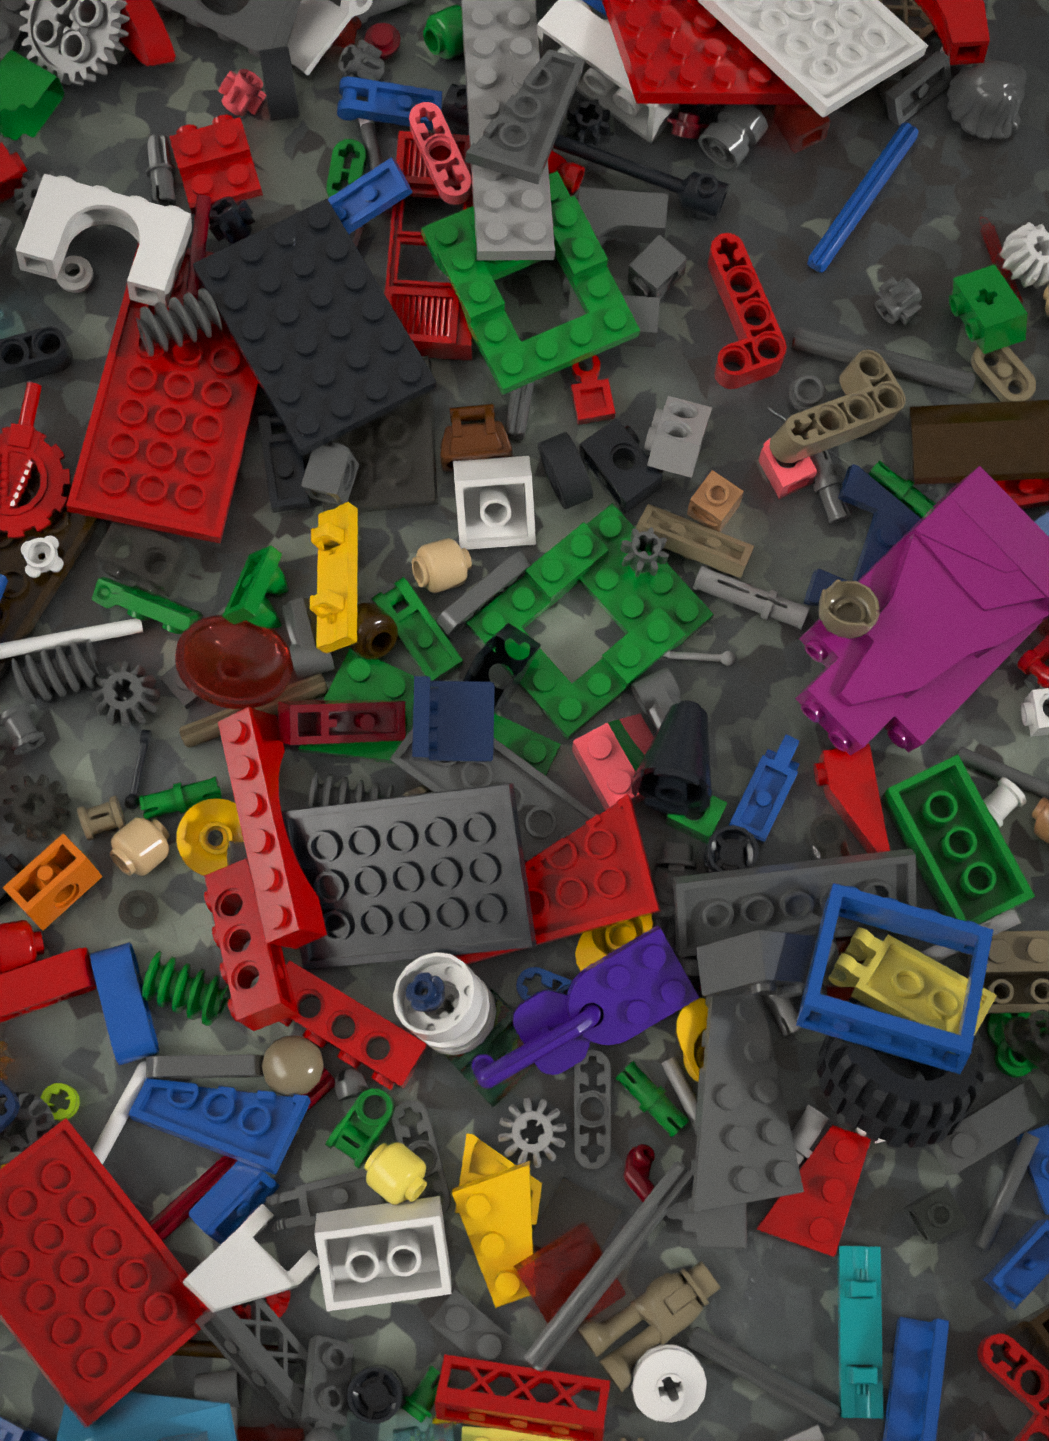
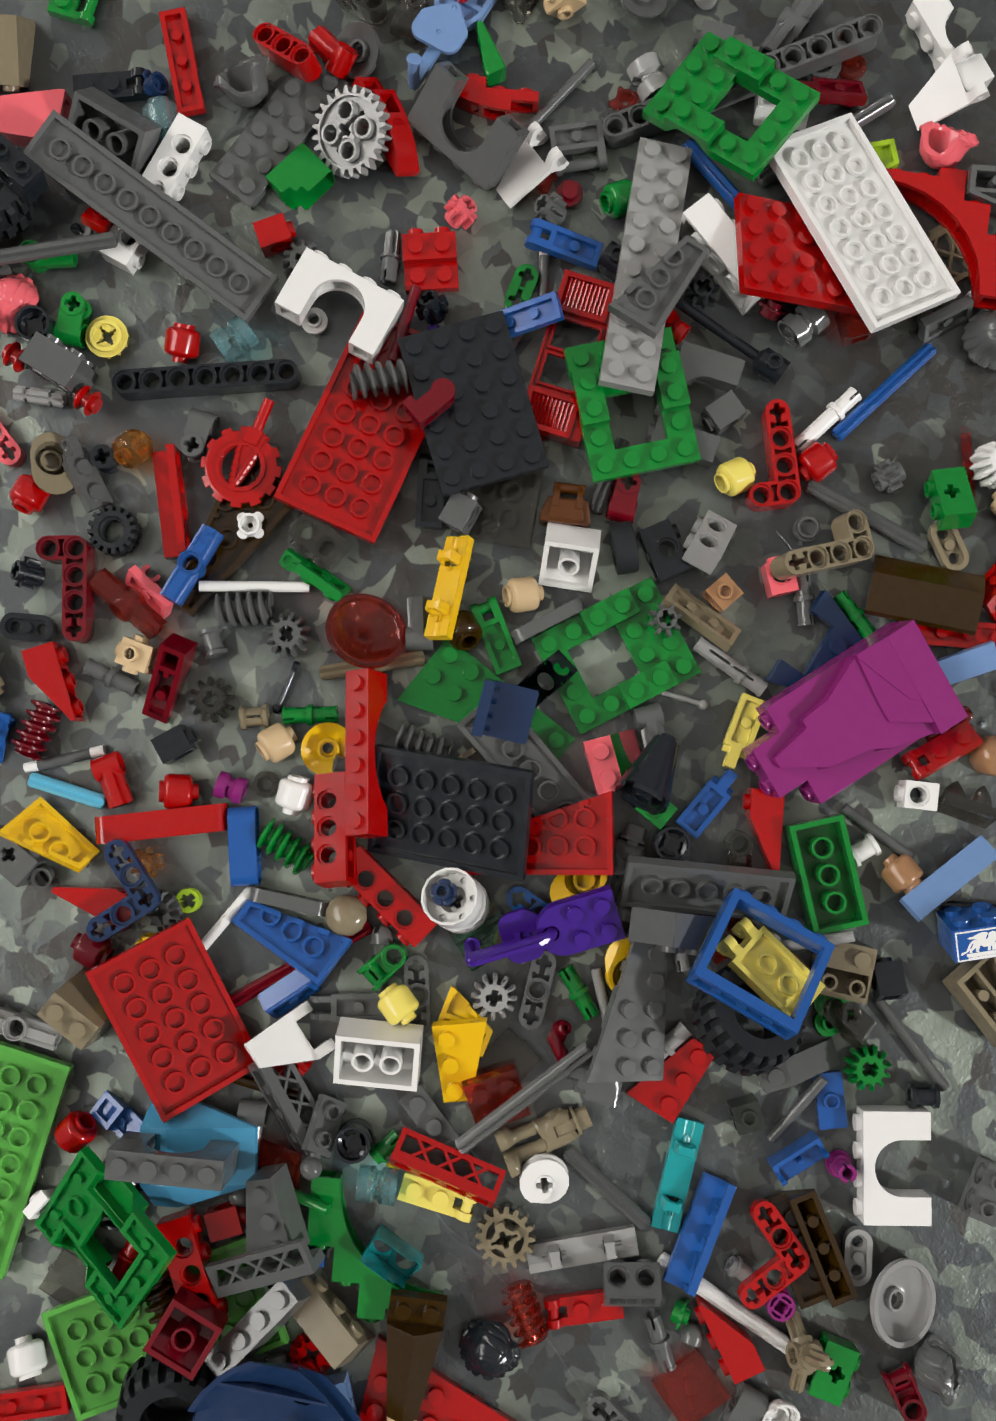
camera: 20 degrees right, 10 degrees up
(52, 881) = (212, 754): orange brick -> none
(88, 925) = (230, 787): none -> magenta wheel
(181, 912) = (294, 794): none -> white head
(248, 598) = (395, 573): green tile -> none
(257, 333) = (431, 404): none -> dark red leg
(279, 83) = (488, 212): black tyre -> none
(340, 721) = (428, 690): dark red slope -> none
(441, 137) = (580, 276): coral beam -> none
(549, 411) = (623, 502): none -> dark red piece
(591, 396) = (655, 496): red plate -> none
(693, 347) = (735, 476): none -> light yellow head
(789, 677) = (741, 730): none -> light yellow hinge
(798, 303) = (817, 462): none -> red head
(804, 237) = (834, 412): none -> white pin
(848, 609) = (795, 702): dark tan hair -> none

